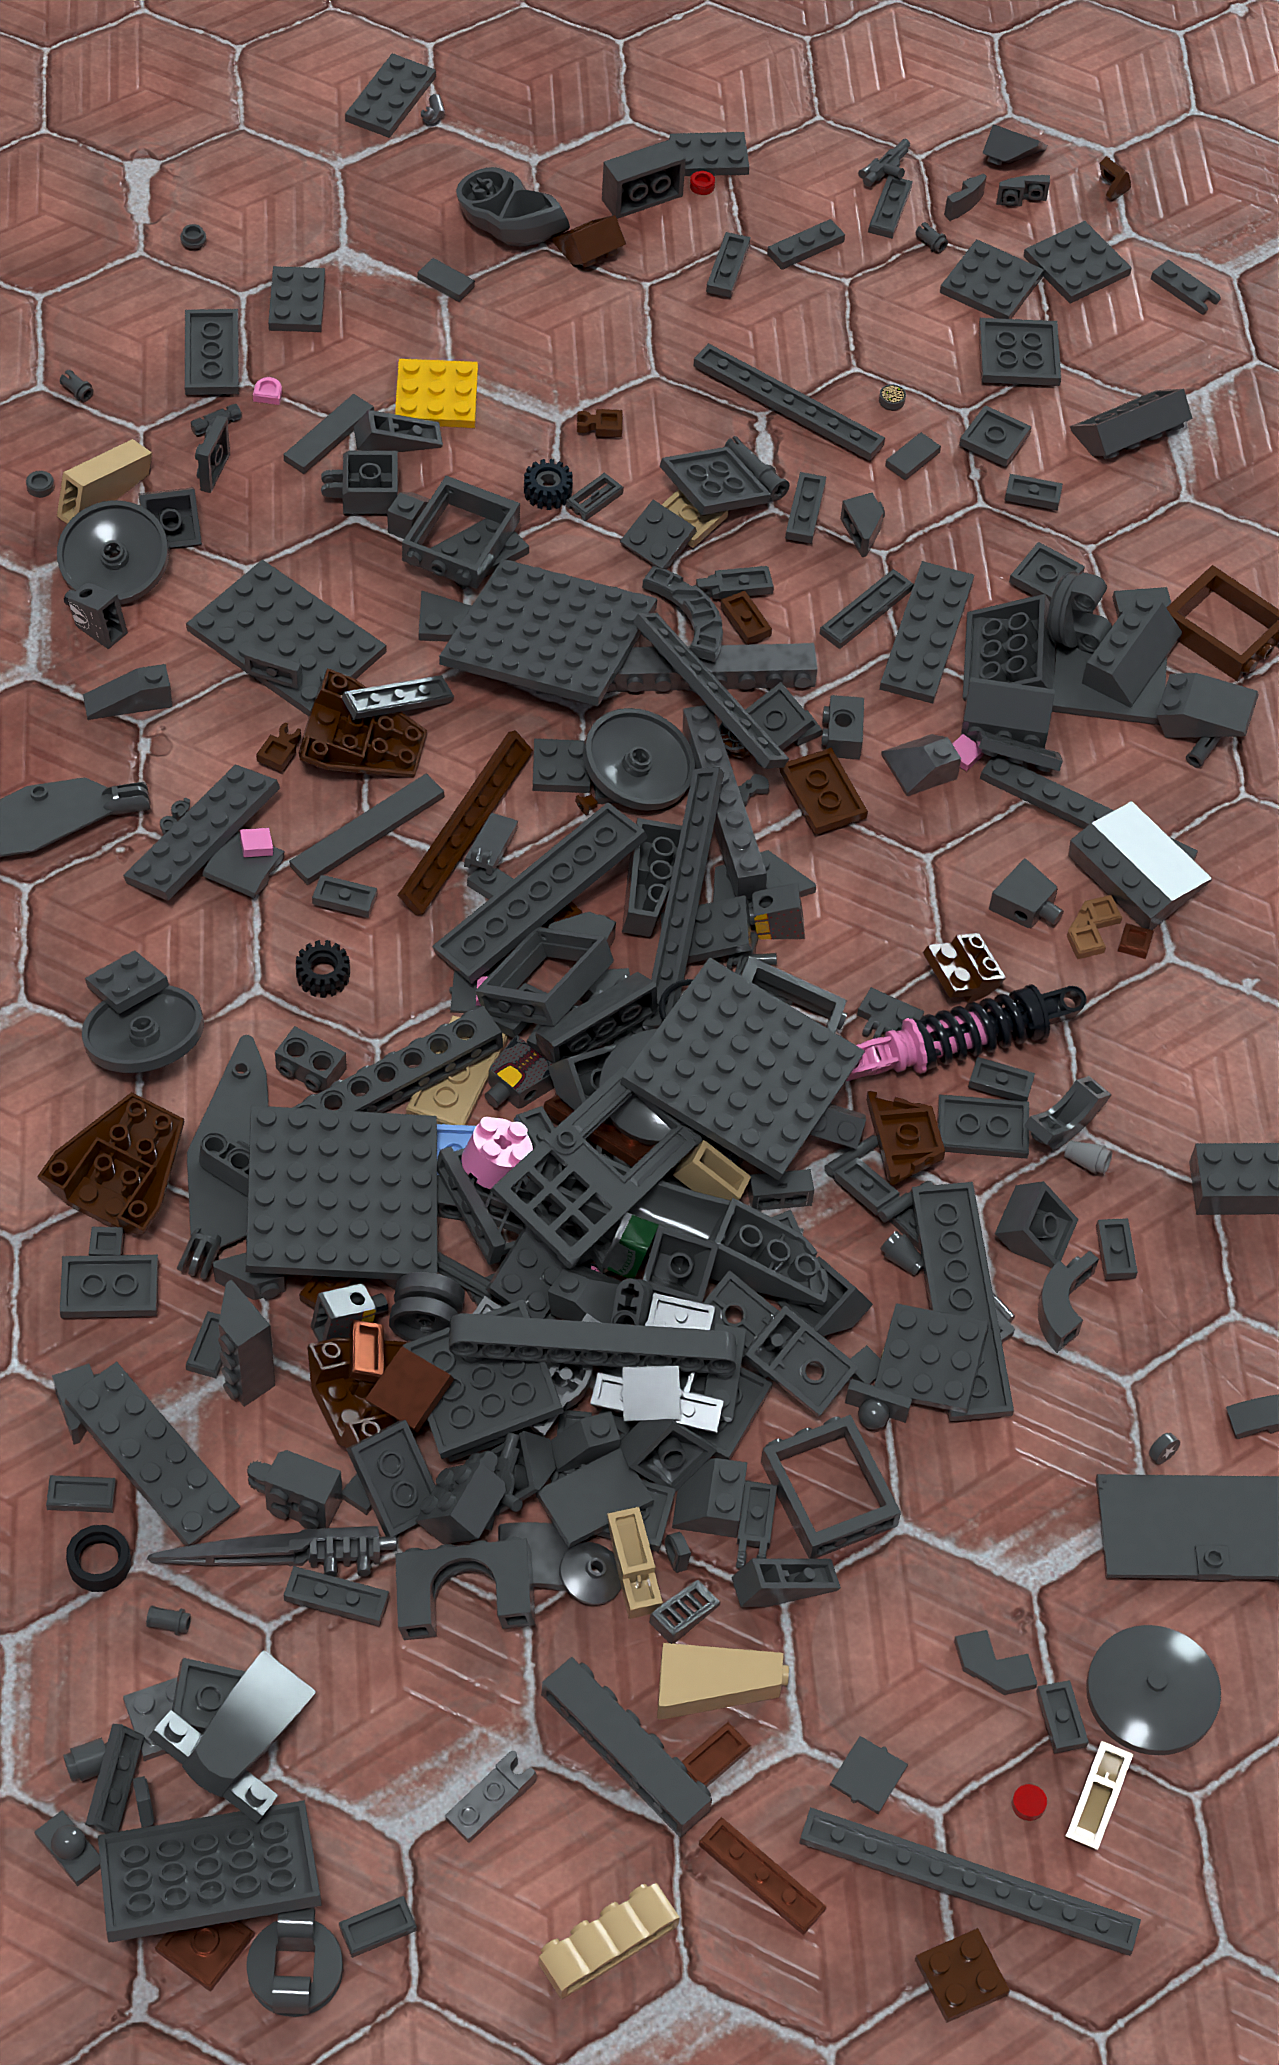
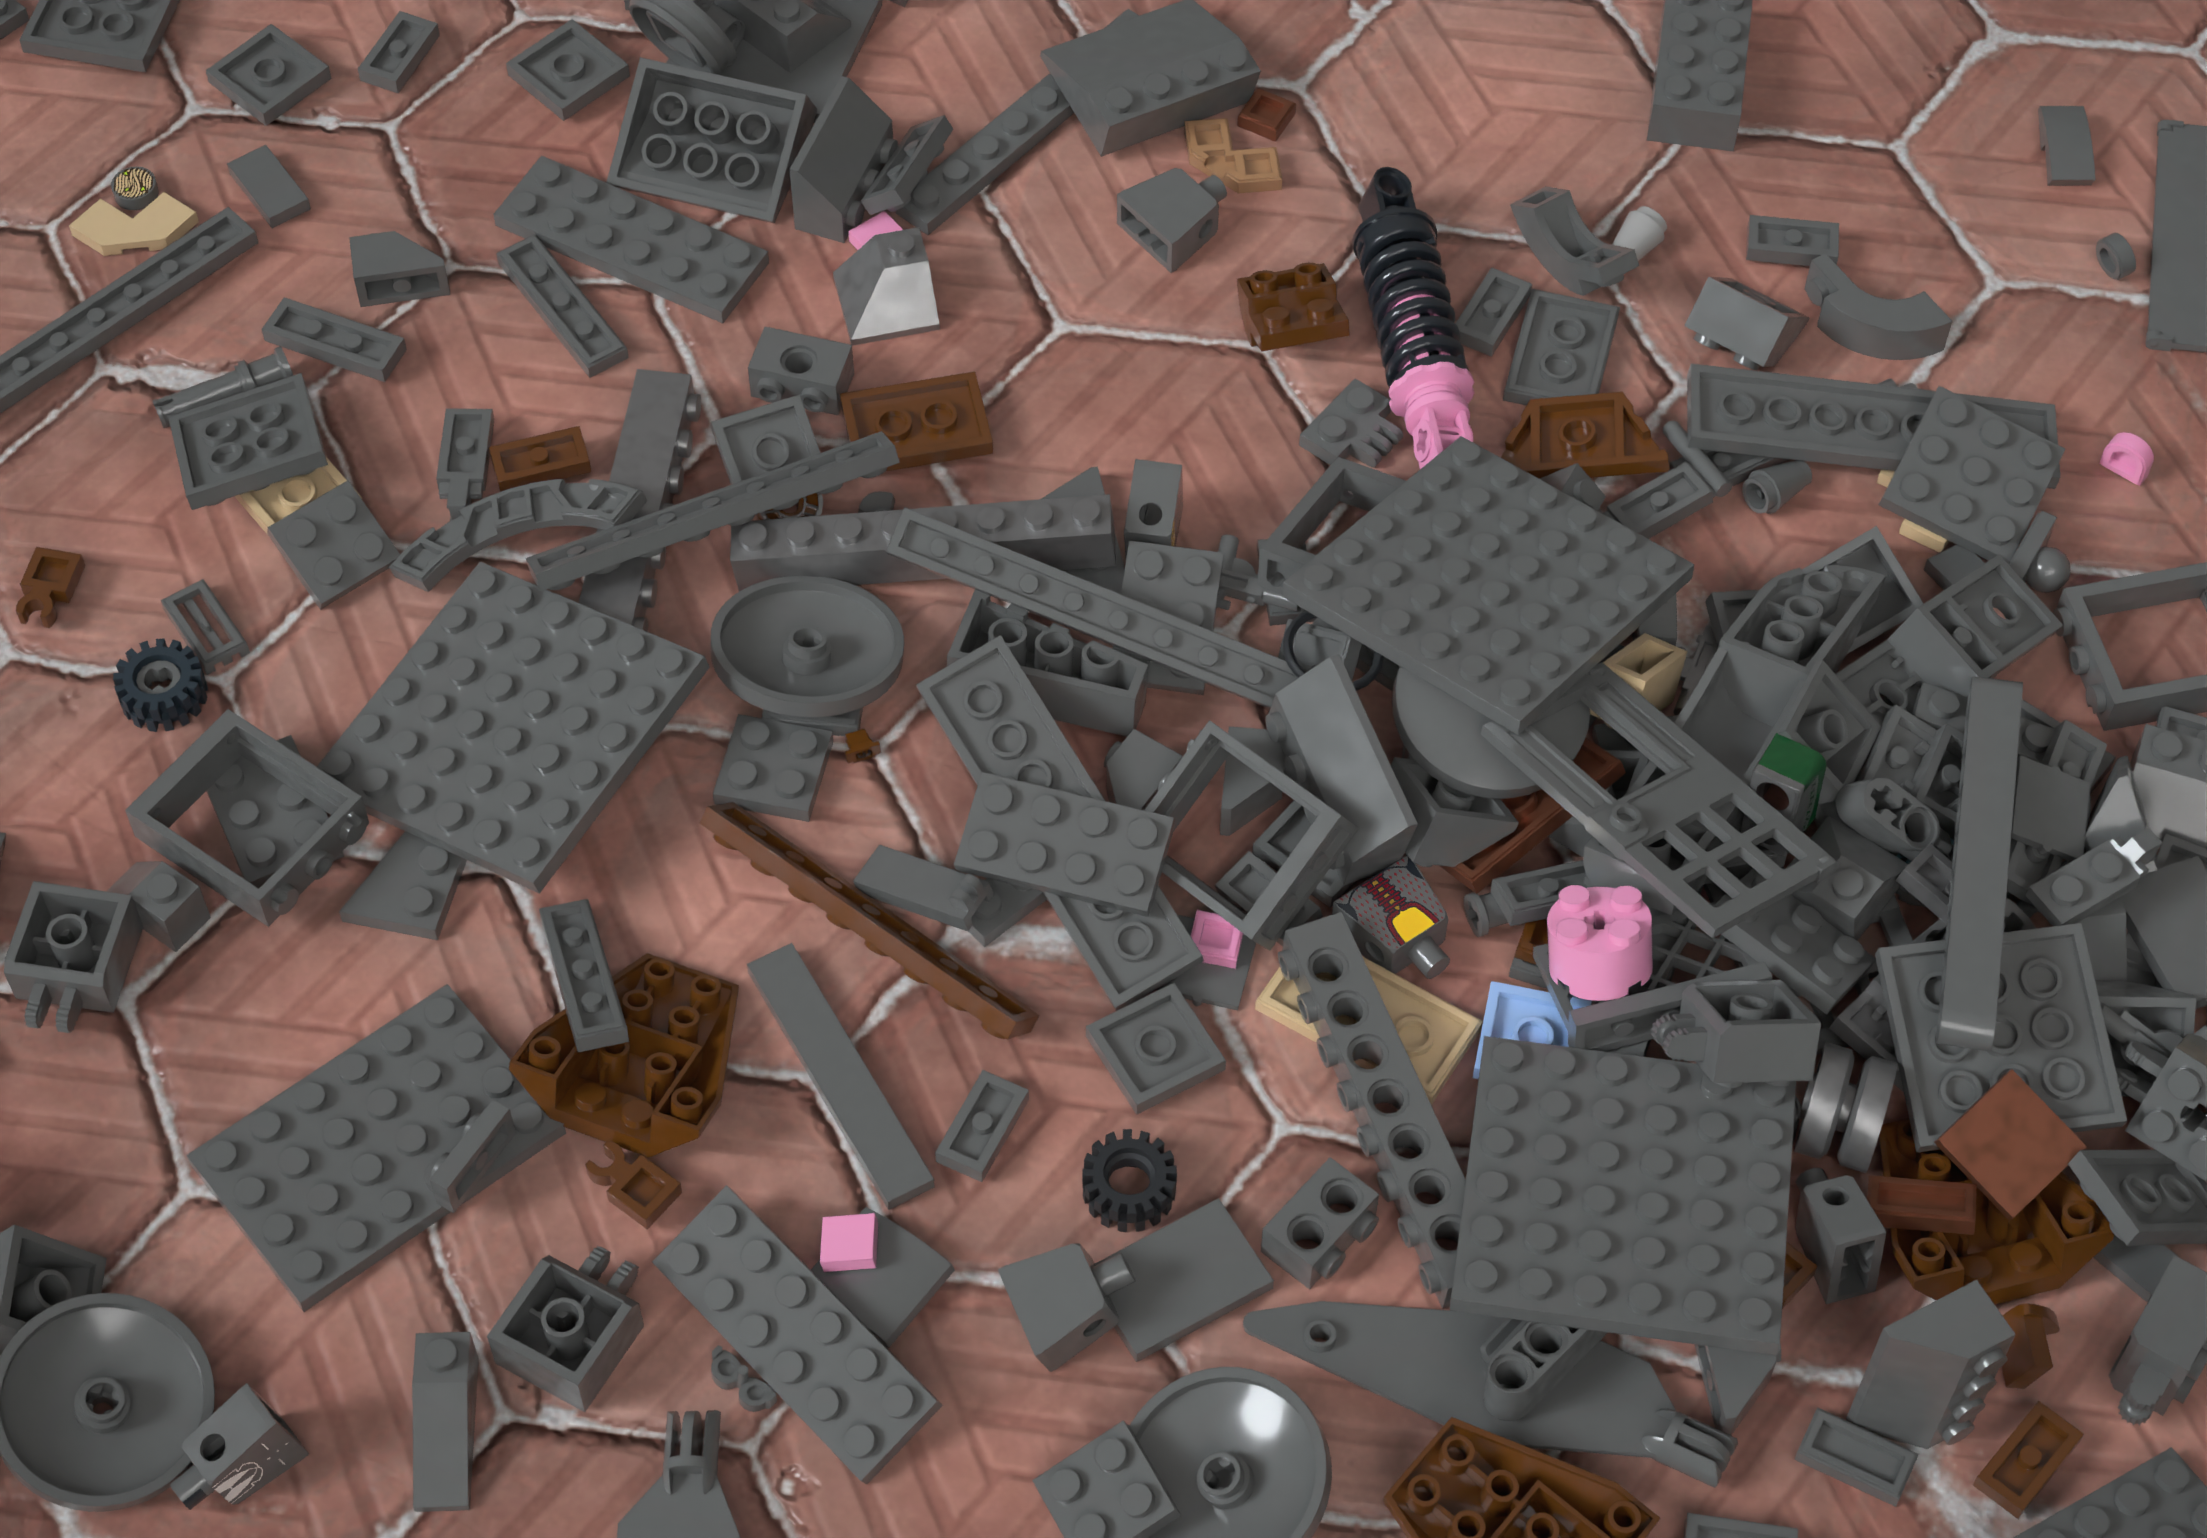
camera: 75 degrees left, 0 degrees up
(186, 731) = (569, 1327): none -> dark grey hinge
(220, 1430) = (2028, 1459): none -> reddish brown plate
(236, 943) = (1065, 1300): none -> dark grey torso
(267, 1001) = (1186, 1279): none -> dark grey tile
(296, 1420) = (2029, 1350): none -> reddish brown tile
(410, 969) = (1155, 1048): none -> dark grey plate
(448, 1230) = (1742, 1032): none -> dark grey hinge
(520, 894) = (1065, 844): none -> dark grey plate
(601, 1418) = (2094, 879): none -> dark grey hinge
(865, 412) = (155, 227): none -> tan tile
(983, 1462) = (2128, 457): none -> bright pink tile

